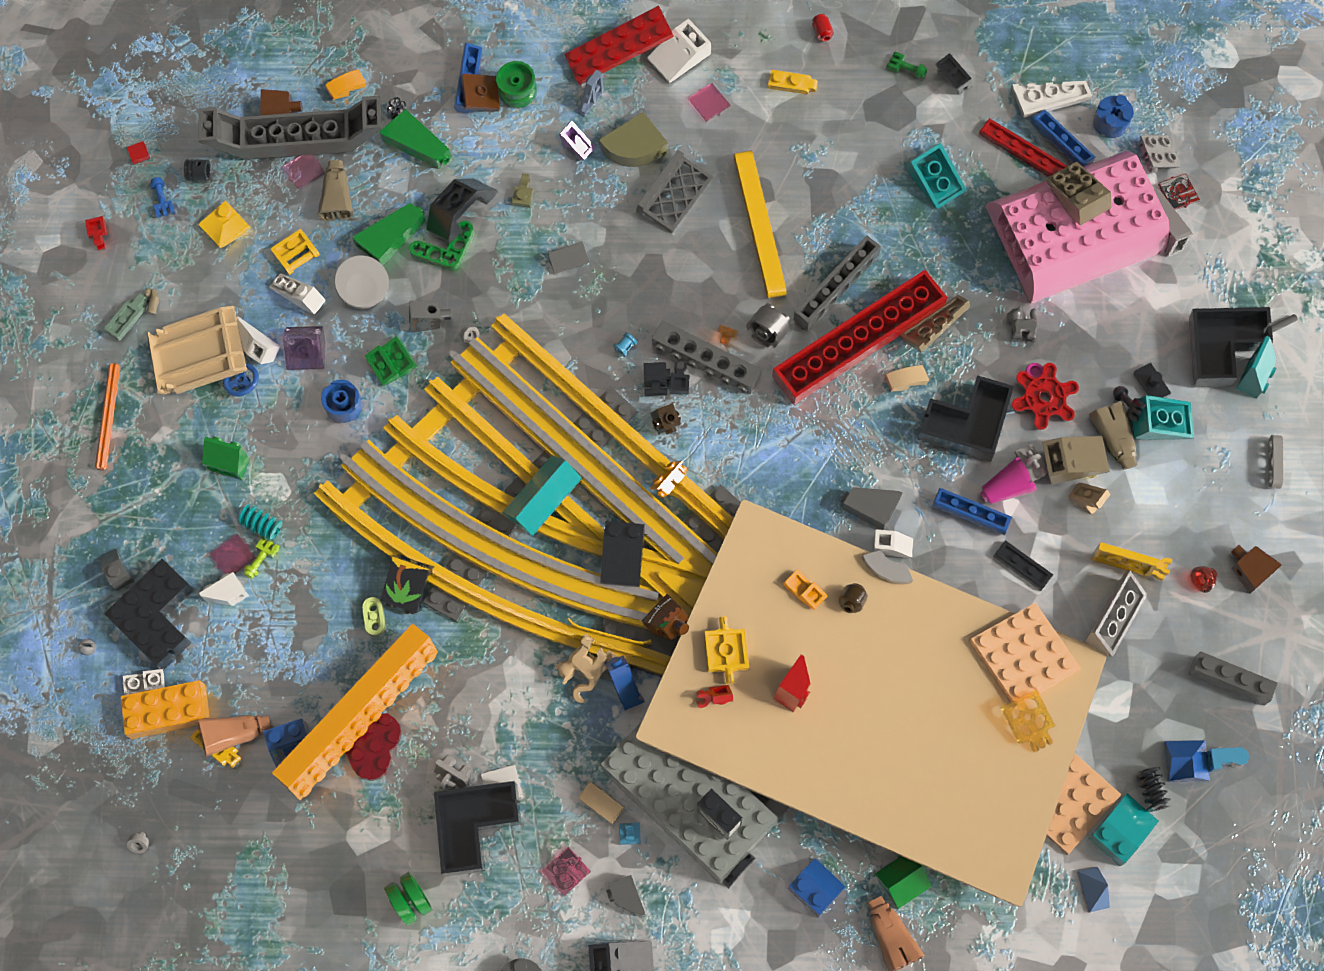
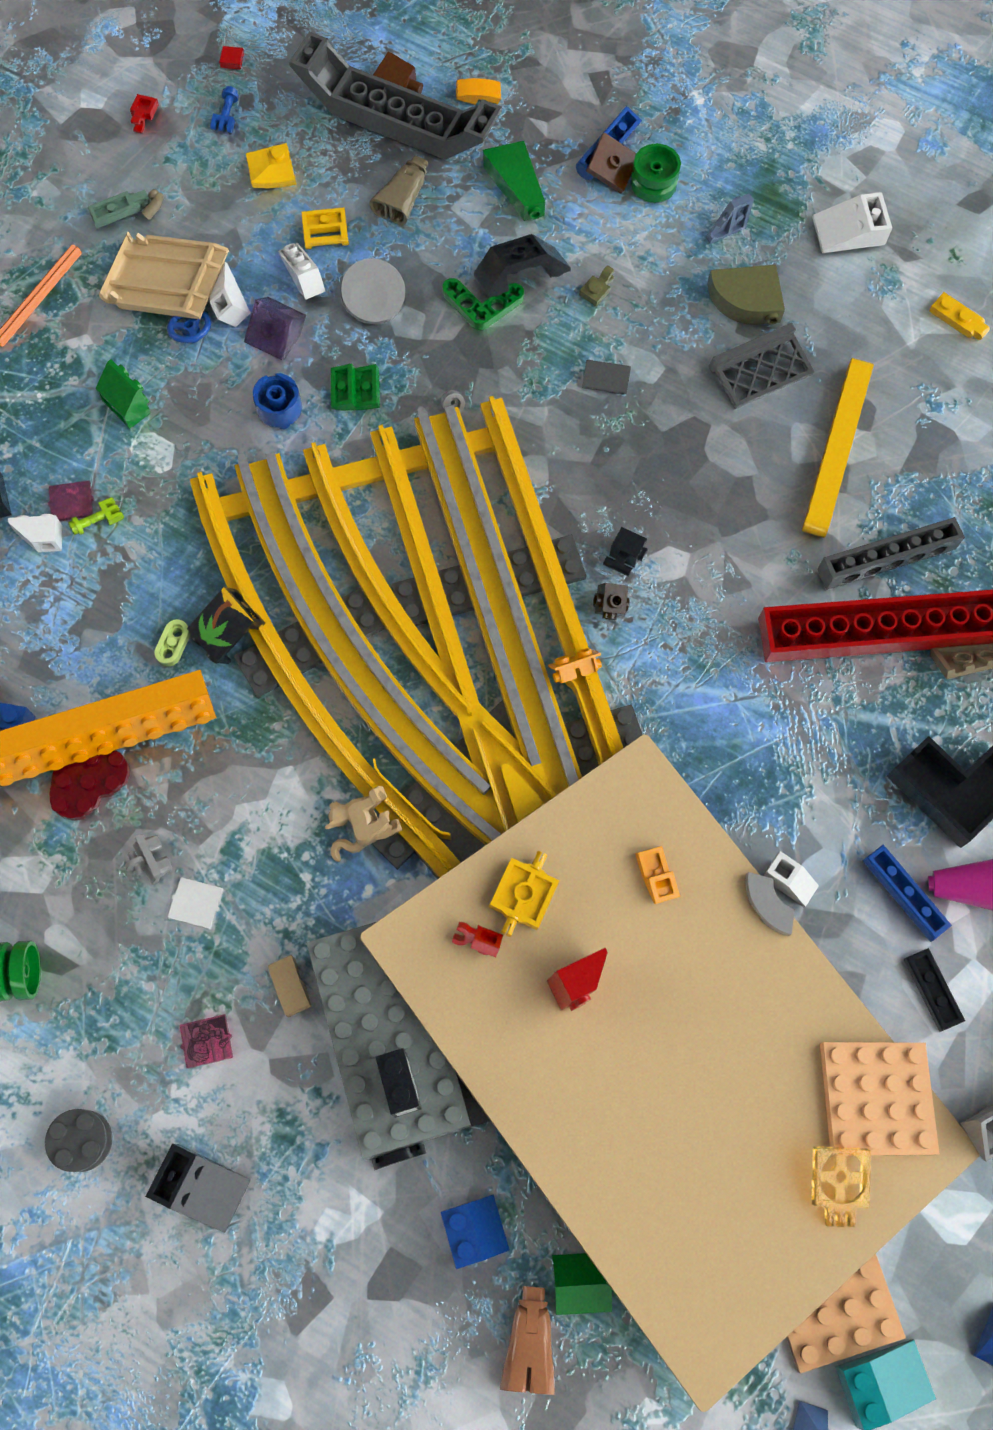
camera: 25 degrees right, 0 degrees up
(197, 170) = (277, 100): black piece -> none
(259, 523) = (117, 479): teal piece -> none
(303, 170) = (384, 154): clear pink piece -> none
(390, 233) = (433, 258): green slope -> none
(396, 107) = (515, 134): black plant -> none
(426, 315) = (418, 358): dark grey torso -> none
(463, 816) = (127, 915): black piece -> none
(542, 494) = (426, 609): teal slope -> none
(573, 137) = (685, 258): slope -> none
(619, 44) = (792, 185): red plate -> none
(622, 553) = (474, 719): black slope -> none
(624, 682) = (392, 865): blue window -> none
(625, 344) = (613, 498): dark azure bush -> none
(625, 895) = (253, 1110): dark grey slope -> none
(630, 833) = (301, 1040): dark azure tile -> none
(667, 619) = (479, 820): reddish brown torso -> none
(668, 332) = (668, 509): dark grey brick -> none
(679, 382) = (651, 568): black plate -> none
(709, 102) = (855, 293): clear pink piece -> none
(727, 334) = (734, 544): clear orange tile -> none
(768, 326) = (785, 559): flat silver brick -> none
(853, 598) = (709, 916): dark brown head -> none
(871, 504) = (792, 821): dark grey slope -> none
(906, 377) = (911, 698): tan slope -> none
(1153, 789) = (950, 1357): black piece -> none

